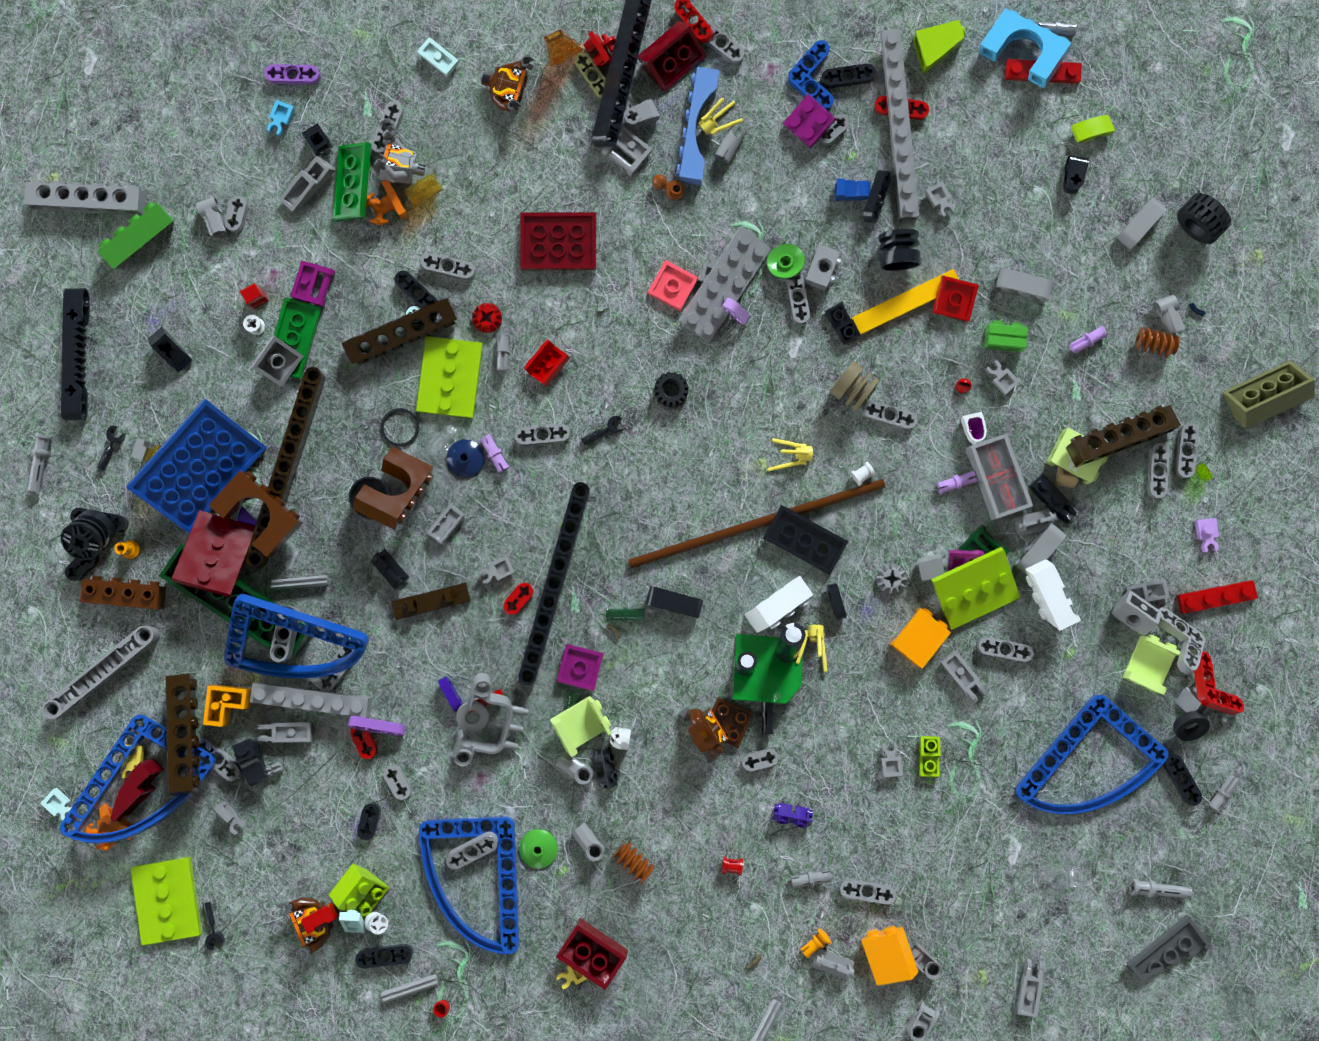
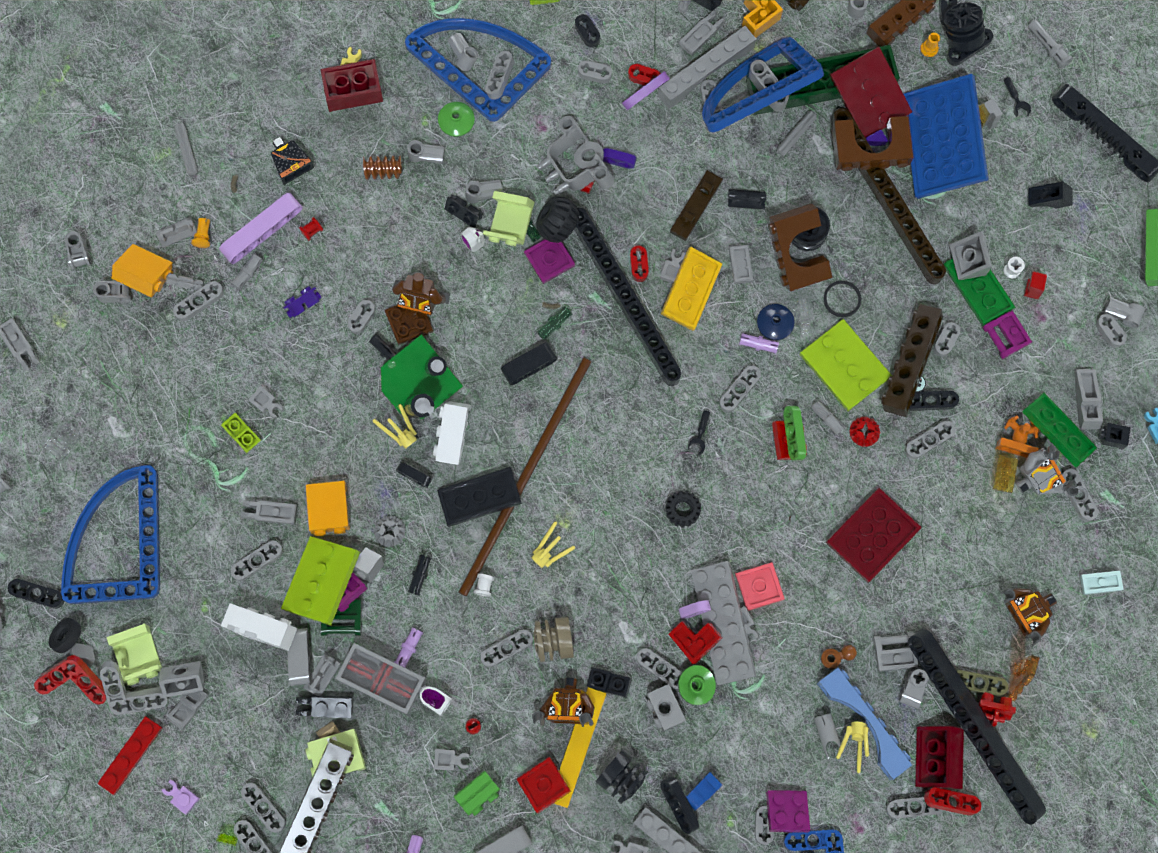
camera: 135 degrees right, 10 degrees down
(357, 319) = (943, 337): none -> light grey beam
(481, 892) = (466, 55): none -> light grey piece
(501, 541) = (691, 288): none -> yellow tile
(532, 369) = (794, 433): none -> bright green beam
(546, 688) = (557, 219): none -> black wheel
(696, 938) = (290, 160): none -> torso
(761, 289) = (693, 644): none -> red plate
(768, 904) = (260, 228): none -> lavender beam
(866, 916) = (185, 282): none -> light grey axle
(889, 332) = (566, 706): none -> torso
(900, 525) = (419, 575): none -> black pin

